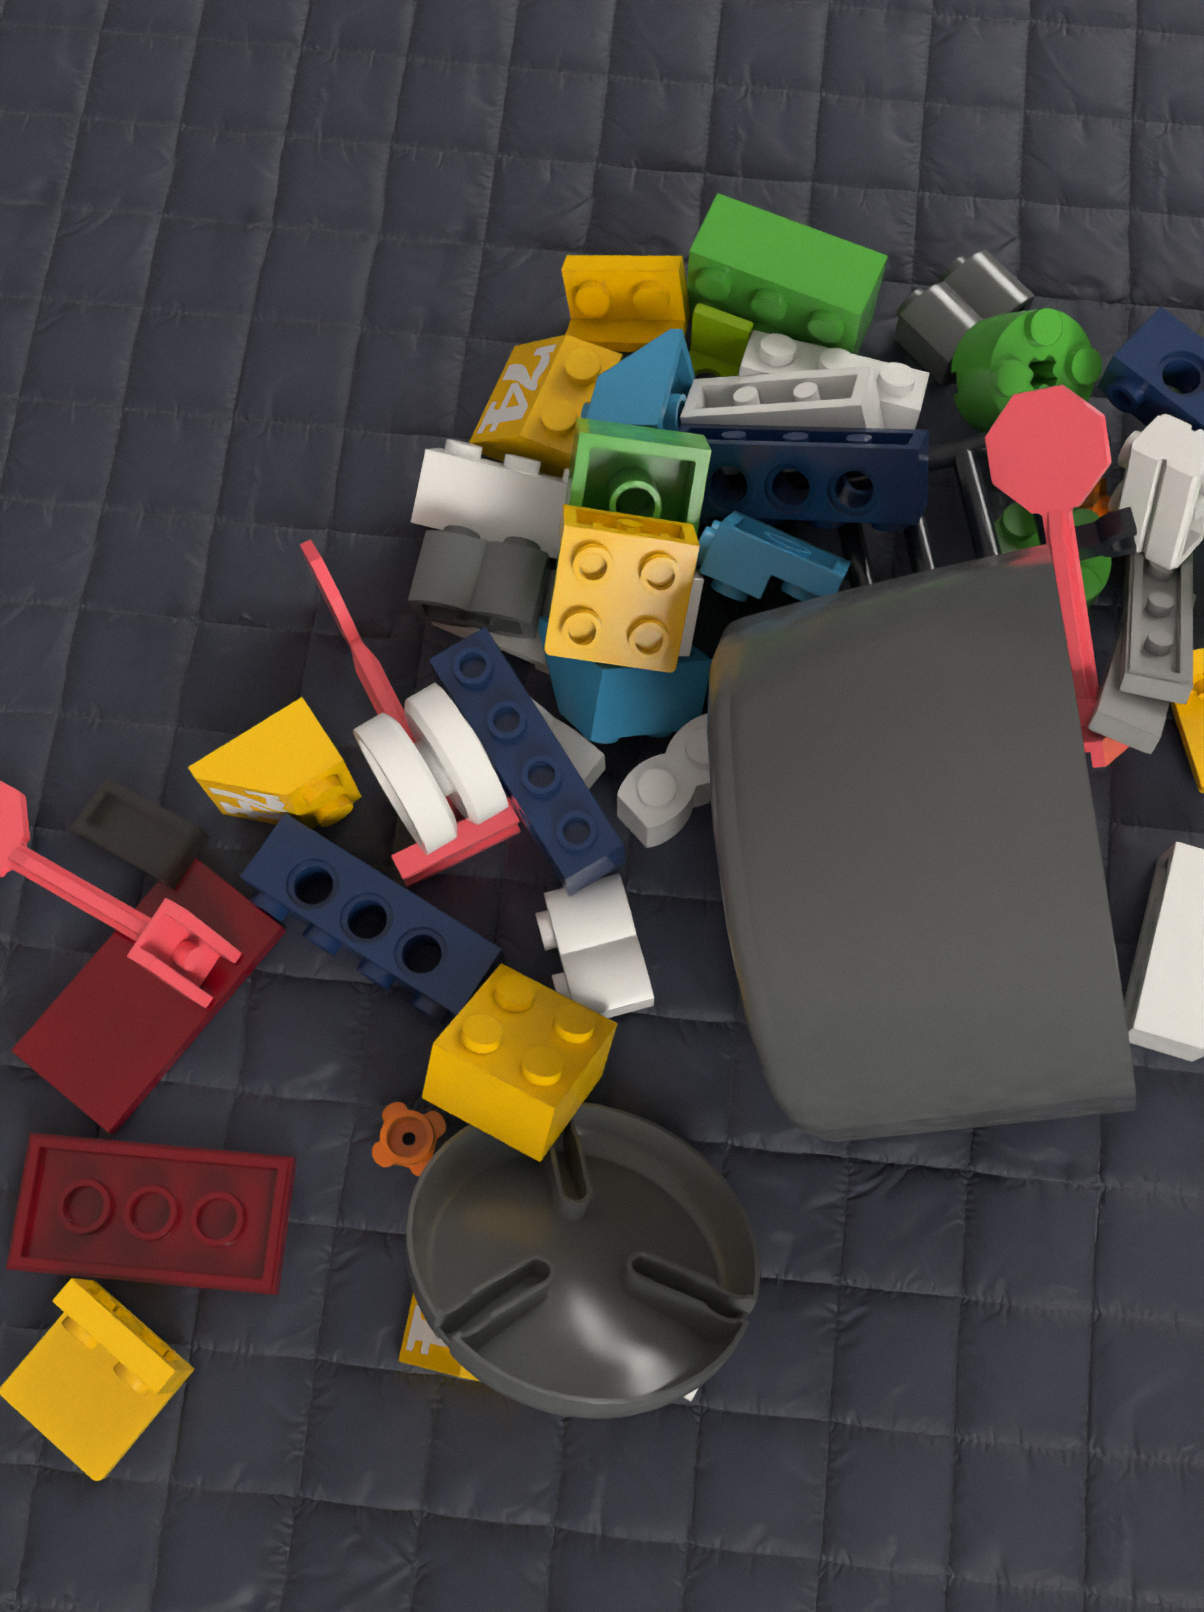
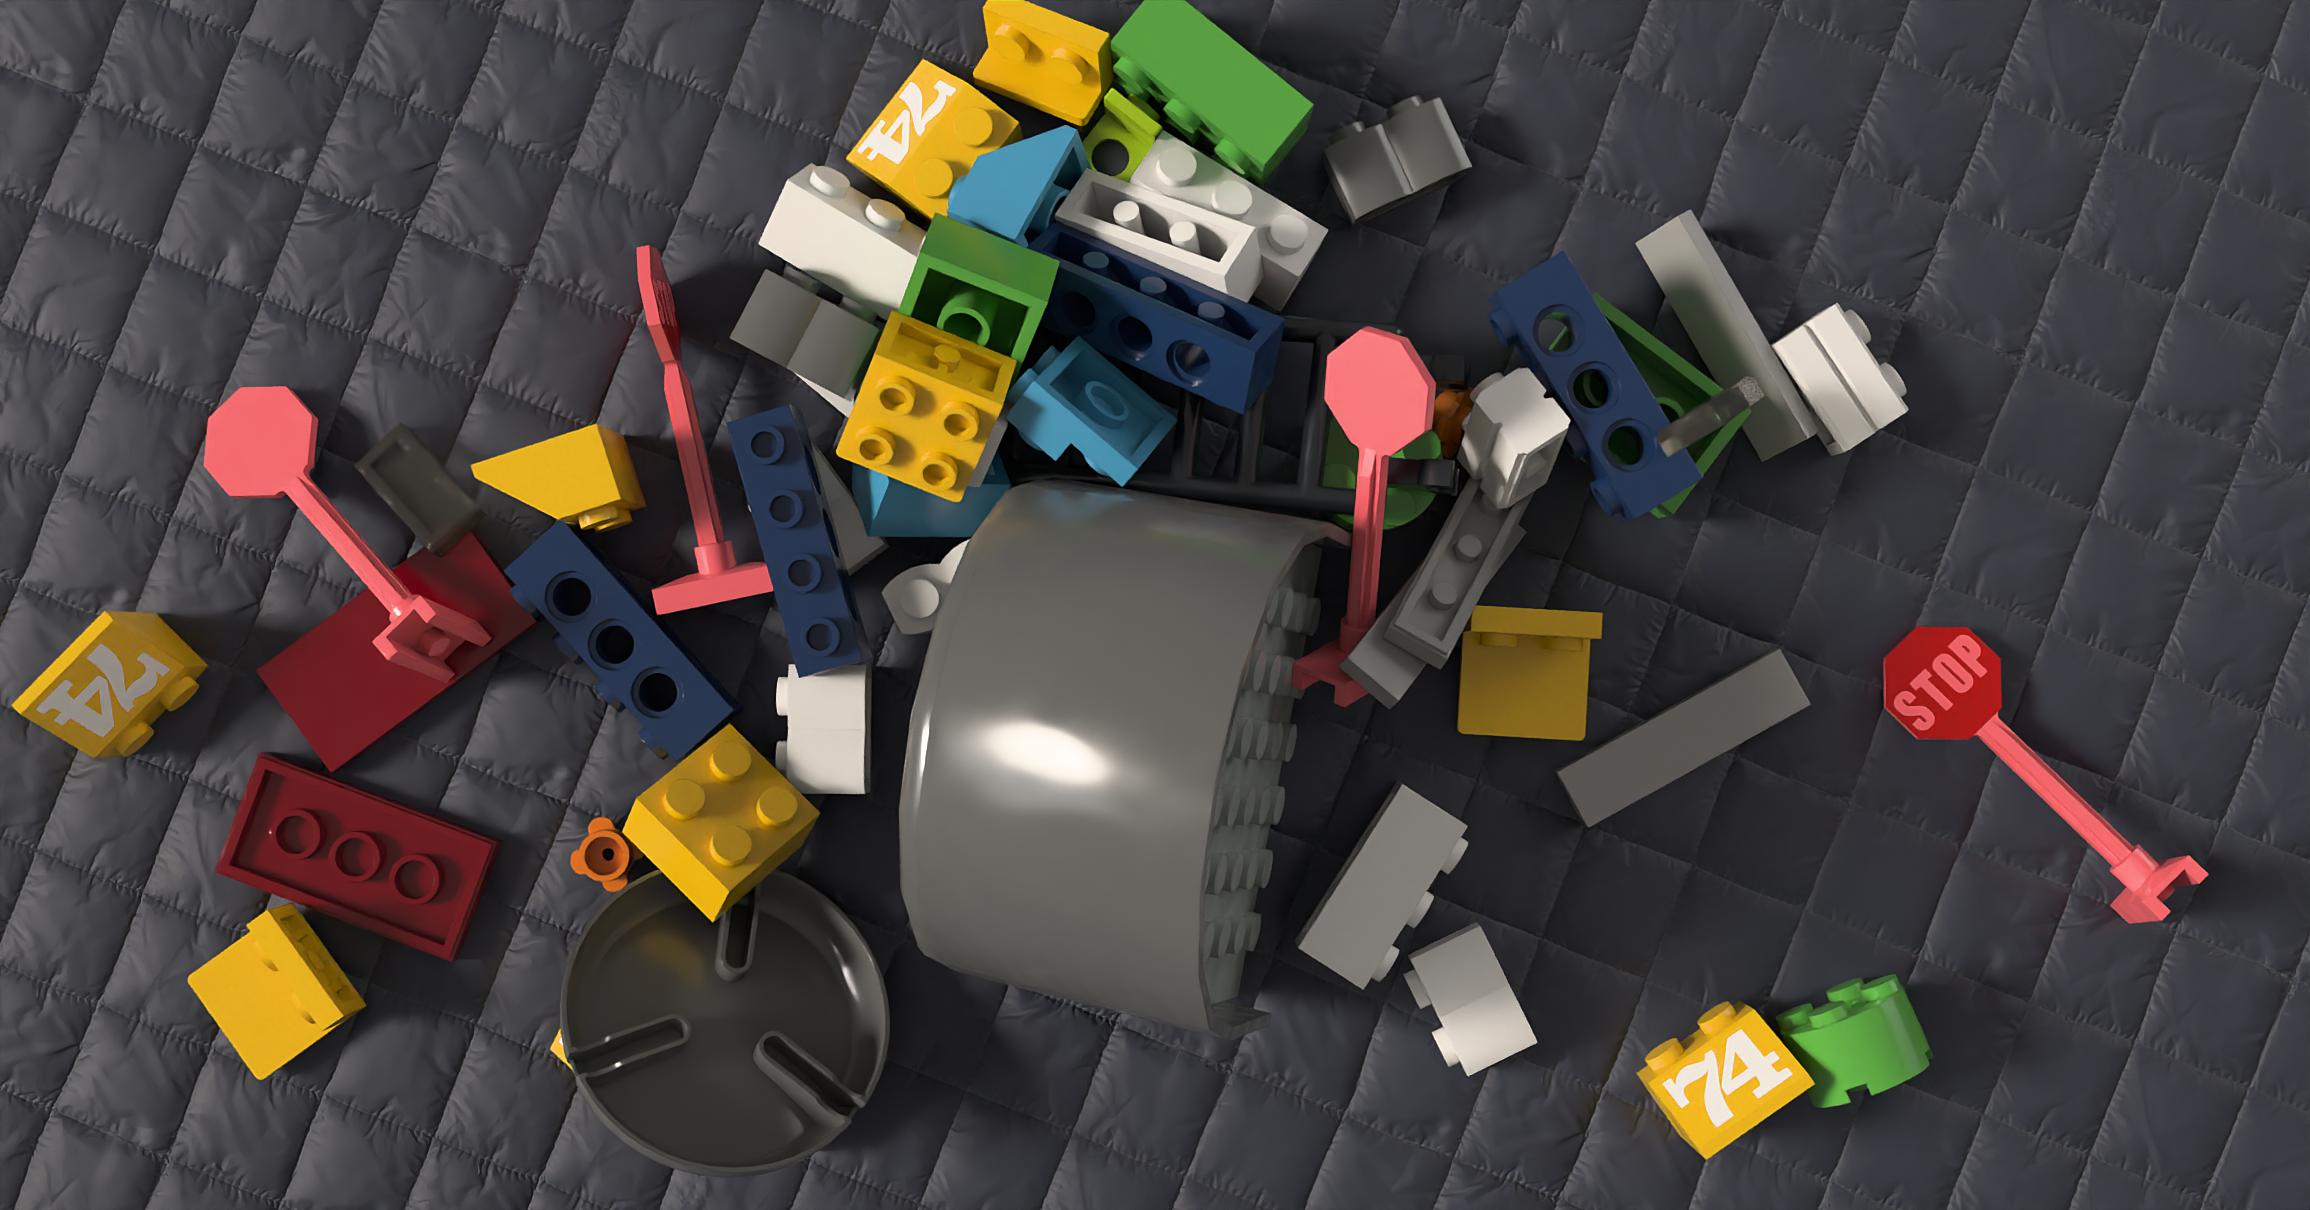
camera: 15 degrees right, 15 degrees up
(439, 764) = (700, 531): white wheel -> none
(1017, 356) = (1425, 258): bright green brick -> none

